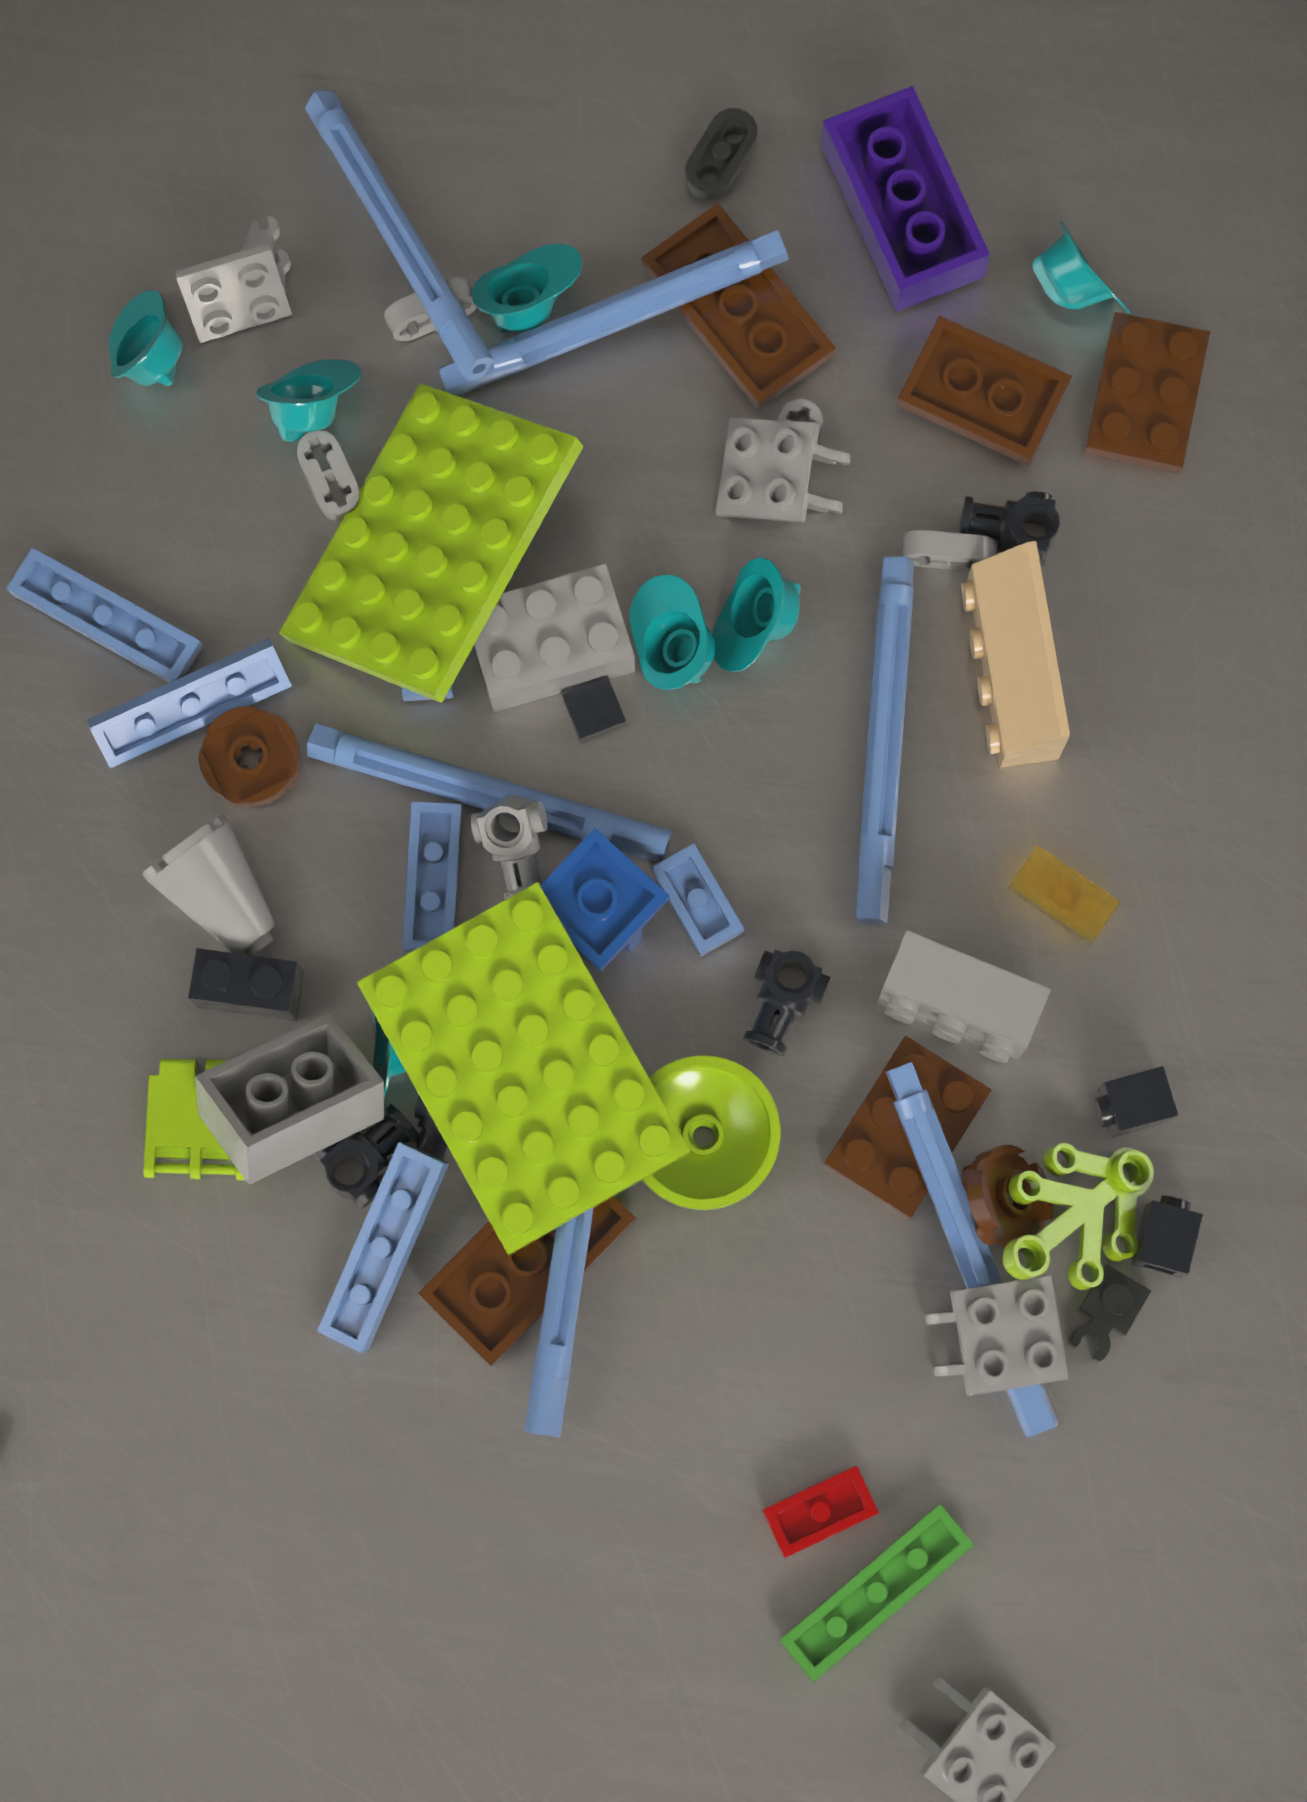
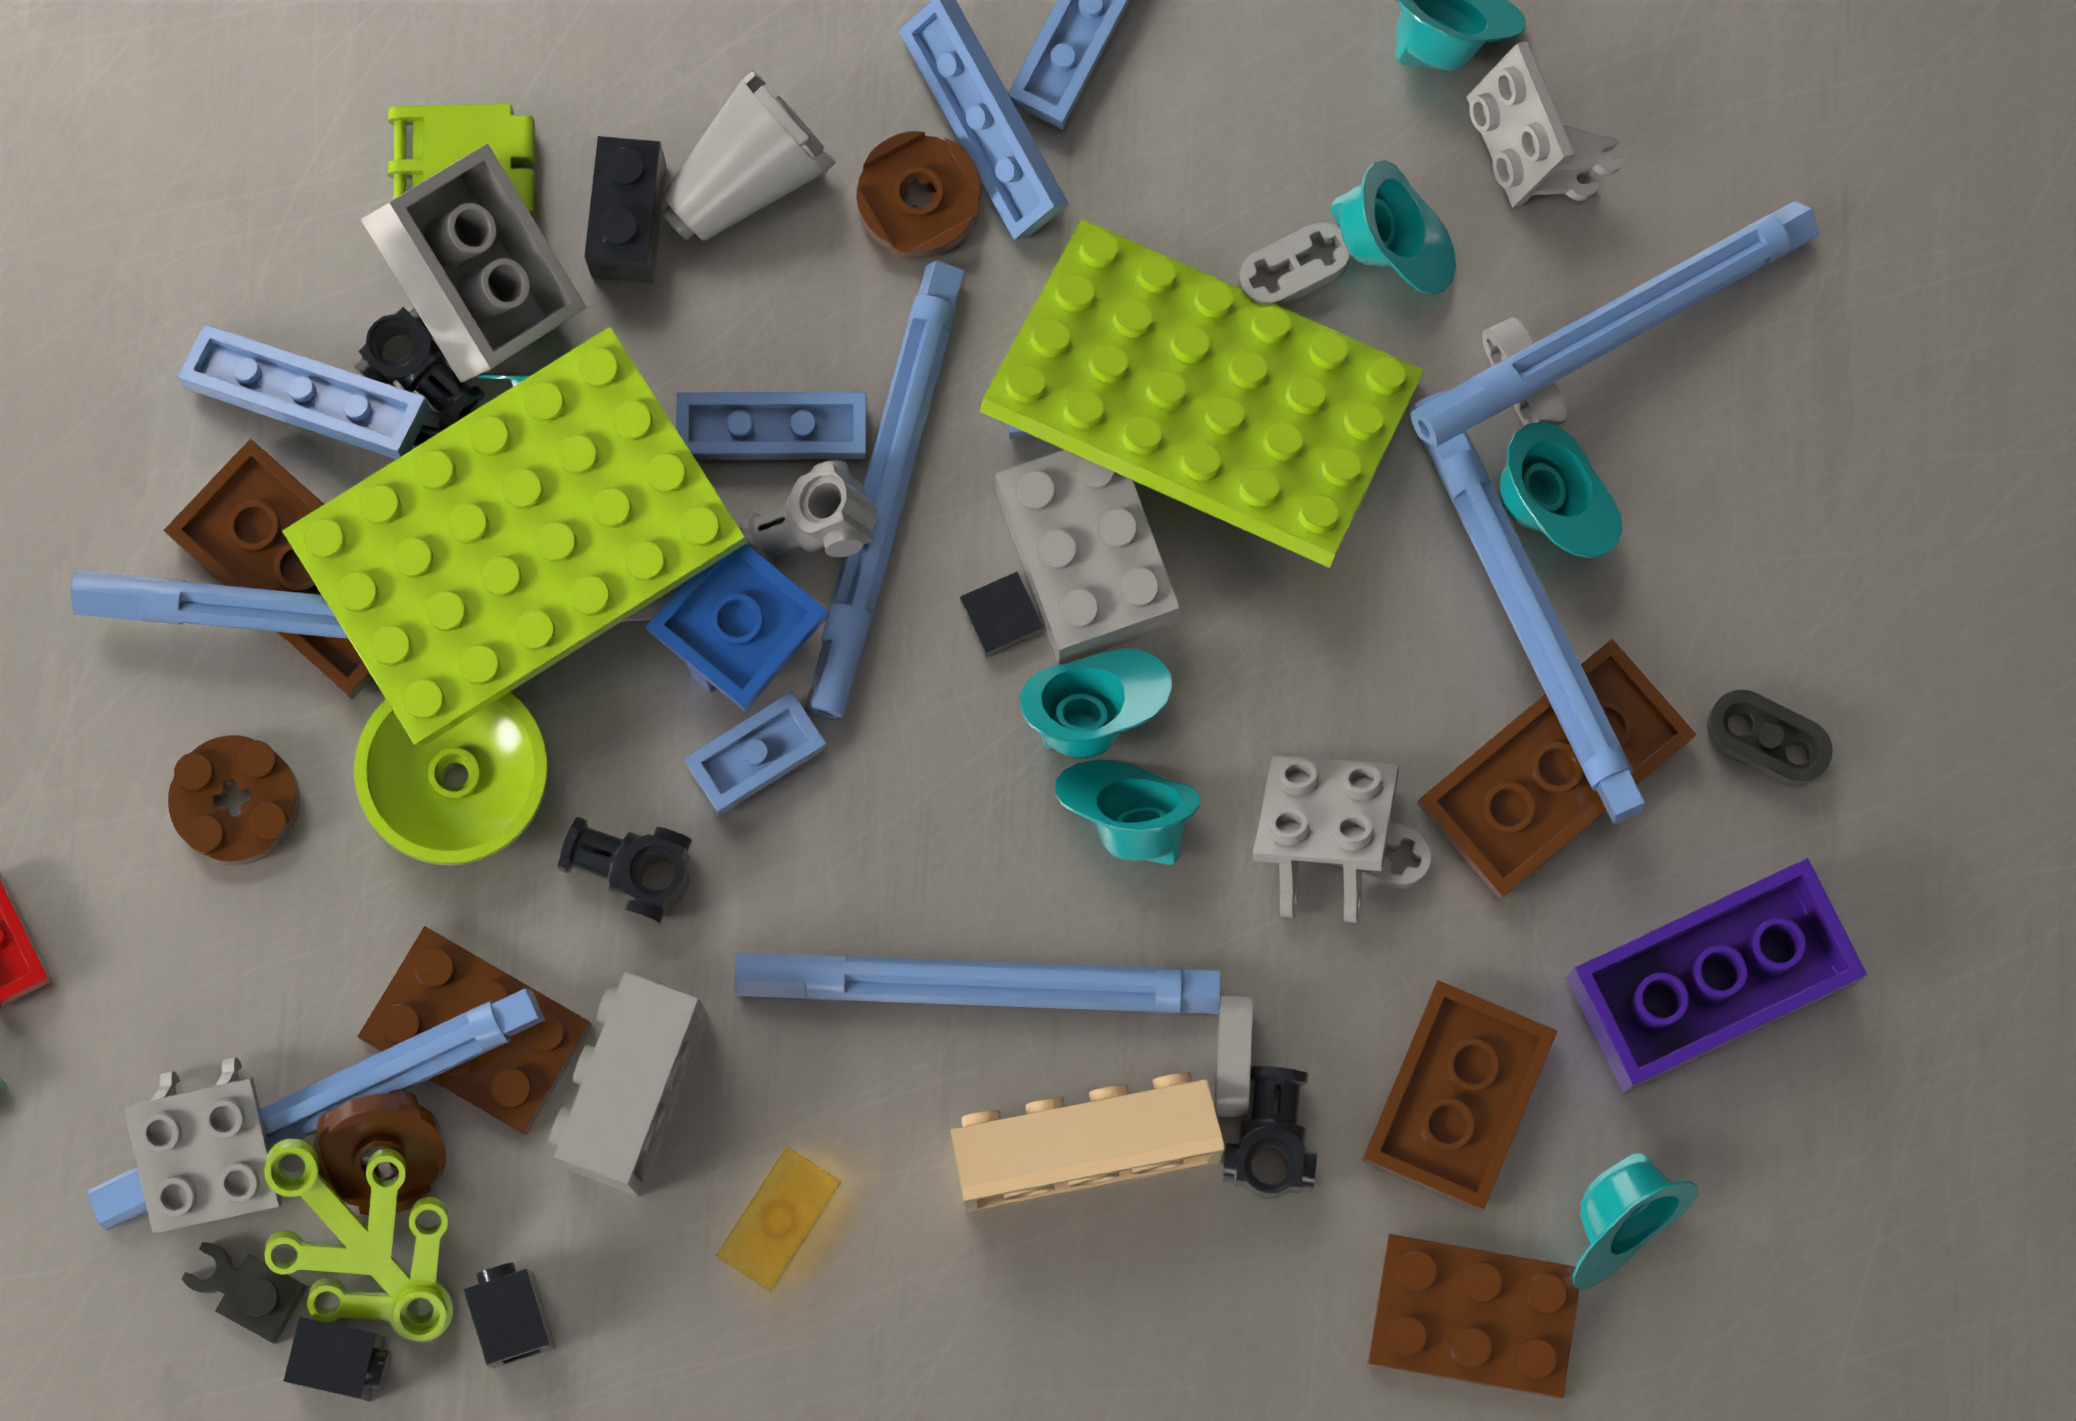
camera: 85 degrees right, 0 degrees up
(690, 1297) = (203, 778): none -> reddish brown plate

